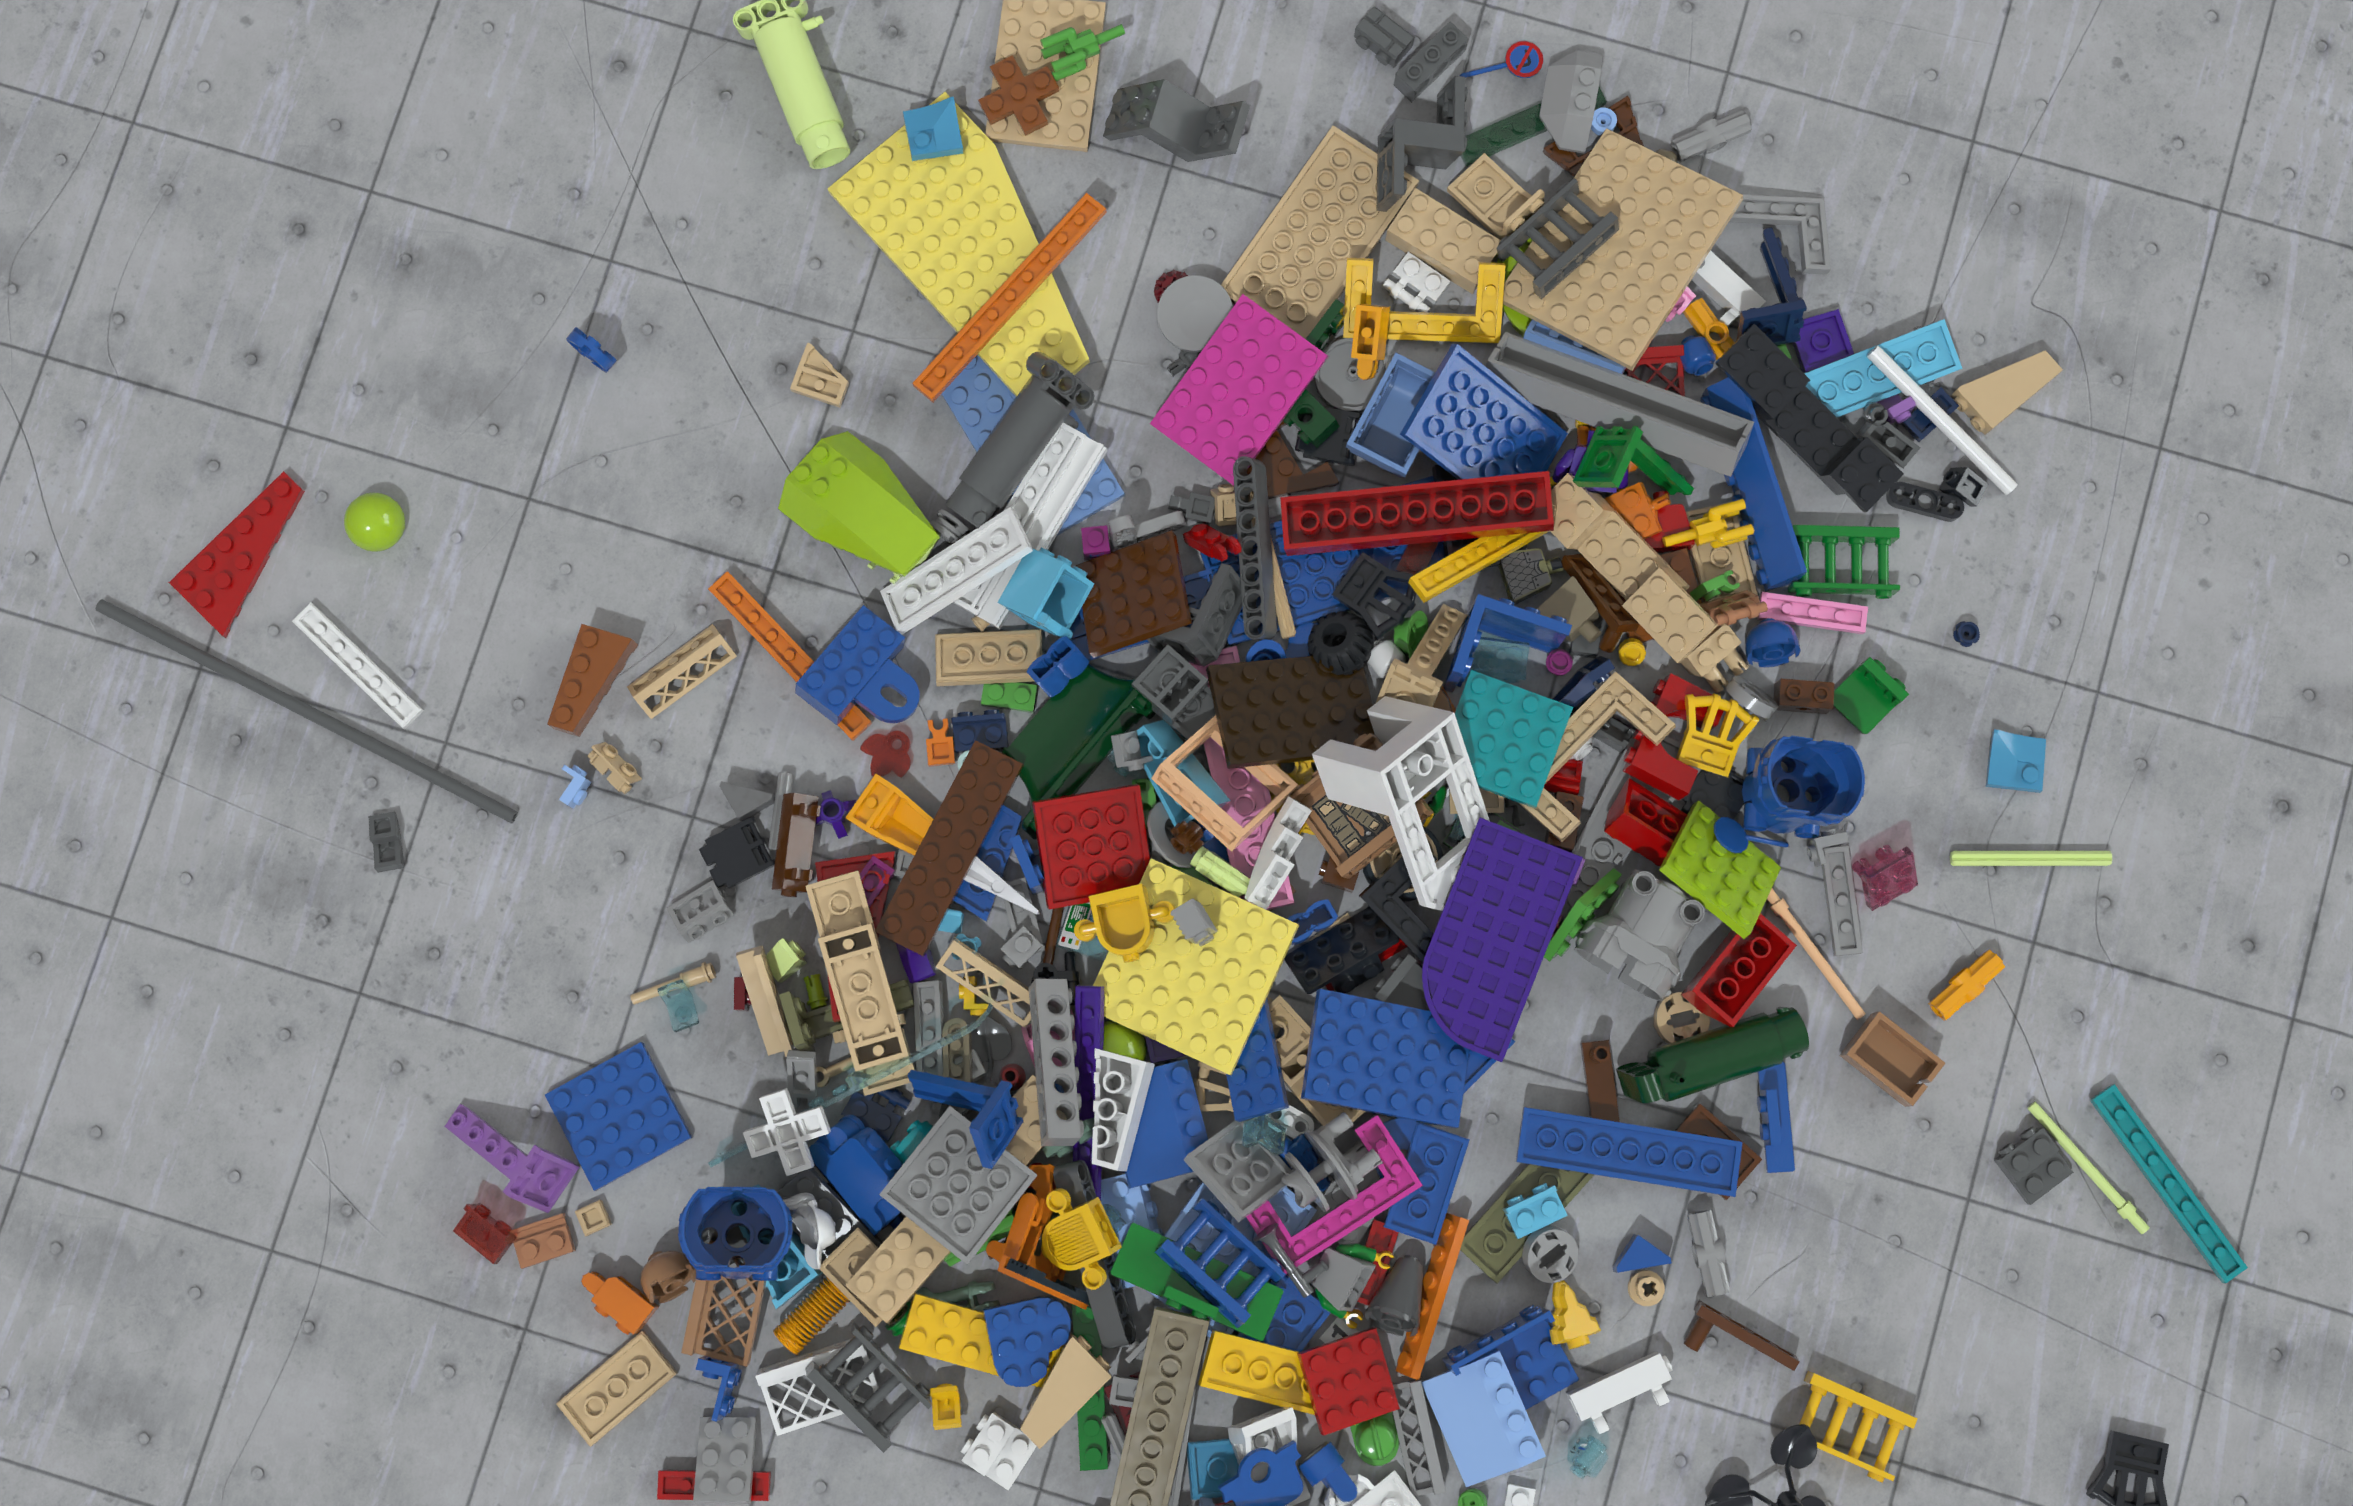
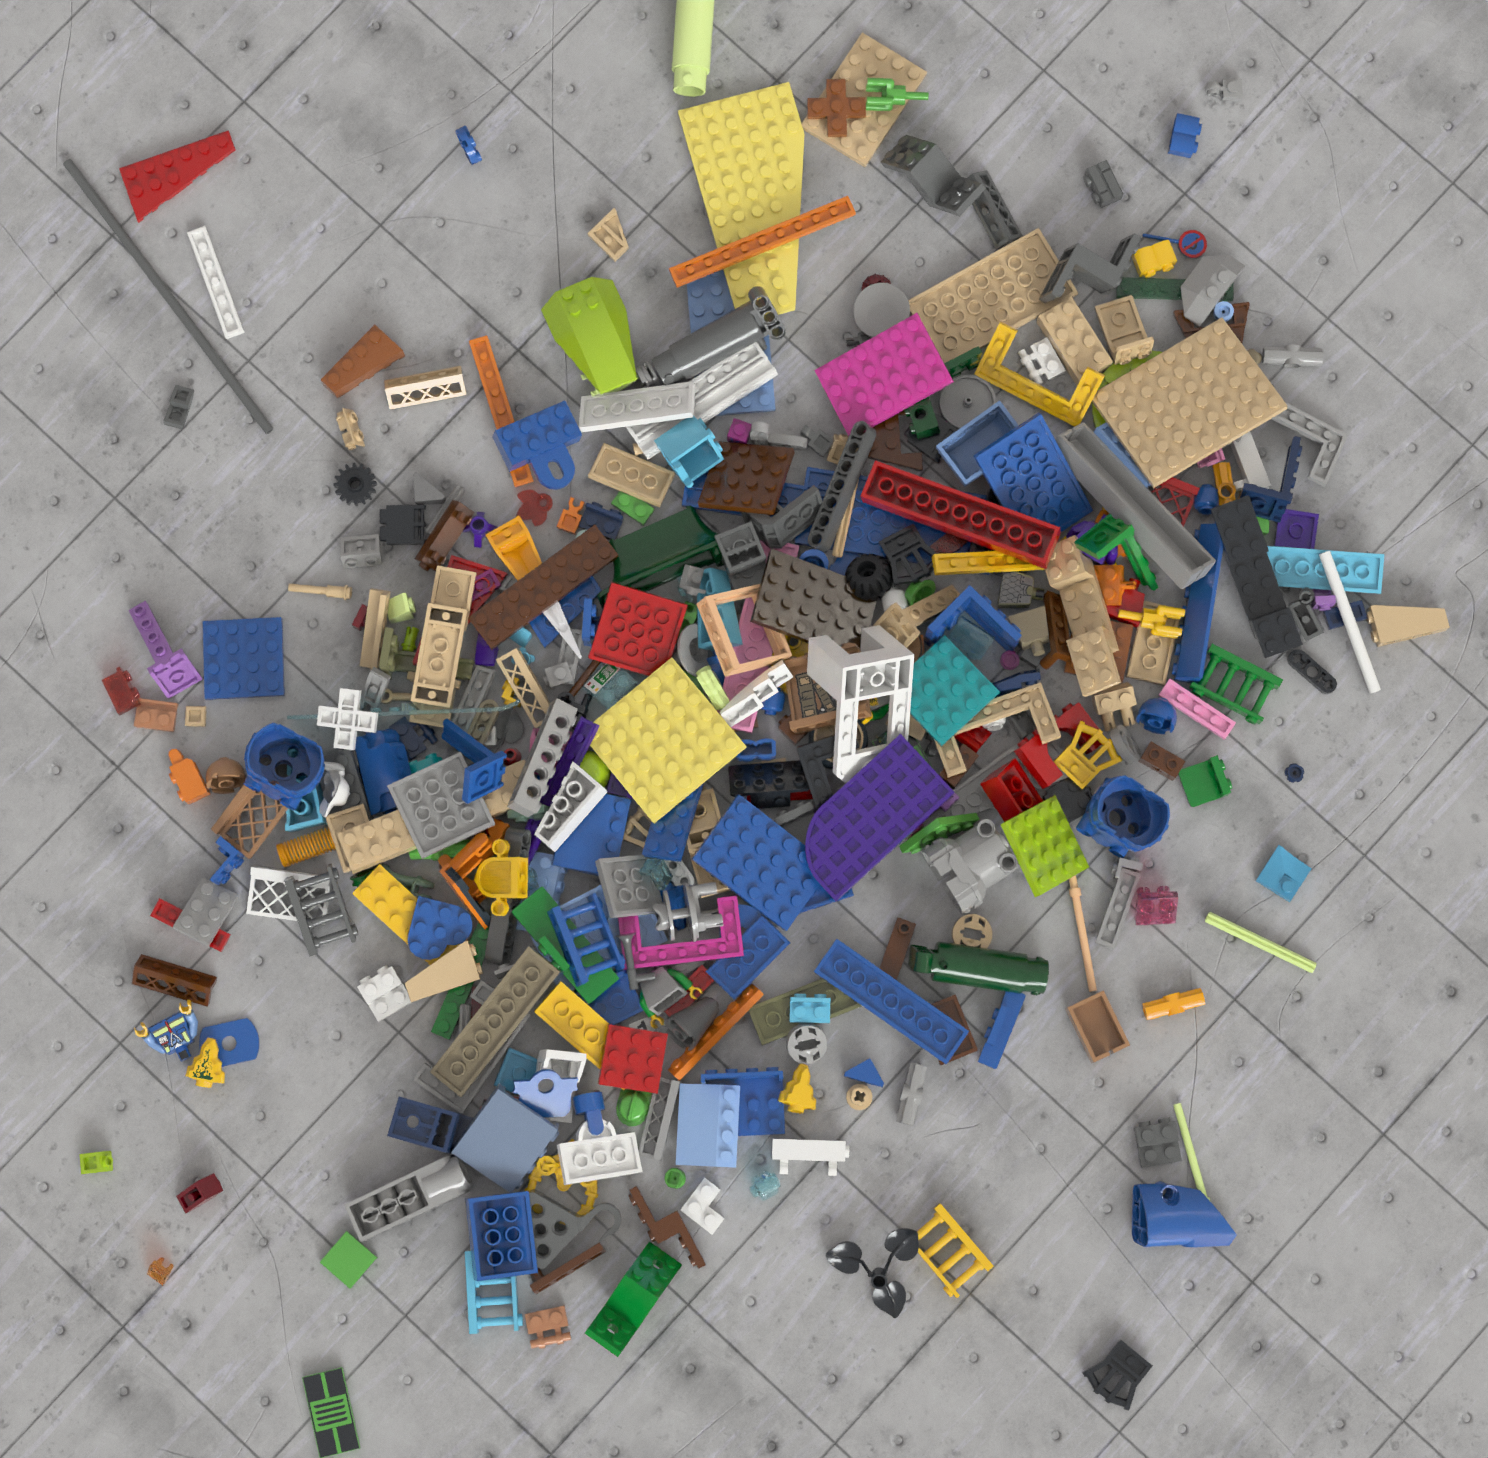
camera: 25 degrees right, 0 degrees up
(374, 522) = (271, 192): lime piece -> none
(576, 790) = (319, 432): light blue bracket -> none
(616, 1388) = (158, 833): tan tile -> none
(643, 822) = (358, 494): none -> black gear
(680, 1006) = (317, 607): clear light blue bracket -> none
(933, 130) = (767, 105): dark azure plate -> none
(946, 1406) = (364, 948): yellow bracket -> none
(1058, 666) = (673, 502): blue brick -> none
(1123, 921) = (633, 689): yellow piece -> none
(1187, 837) = (702, 654): reddish brown gear -> none
(1194, 922) = (677, 710): light grey brick -> none
(1211, 542) = (815, 468): red hinge -> none
(1265, 136) = (989, 214): none -> dark grey fence
(1304, 853) = (774, 703): none -> blue head
(1369, 338) = (989, 383): light orange hinge -> none
(1430, 61) = (1126, 215): dark grey brick -> none
(1489, 97) = (1154, 258): none -> yellow brick
(1564, 262) = (1155, 392): dark grey fence -> none
(1631, 652) = (1061, 676): yellow tile -> none
(1709, 1316) = (891, 1135): reddish brown piece -> none
(1711, 588) = (1133, 659): bright green plate -> none
(1734, 607) = (1142, 678): nougat plate -> none
(1734, 838) = (1066, 831): blue piece -> none
(1738, 972) = (1024, 919): red slope -> none
(1964, 484) = (1344, 673): black bracket -> none
(2104, 1246) = (1177, 1218): none -> blue panel
(2168, 1184) = (1241, 1199): teal plate -> none

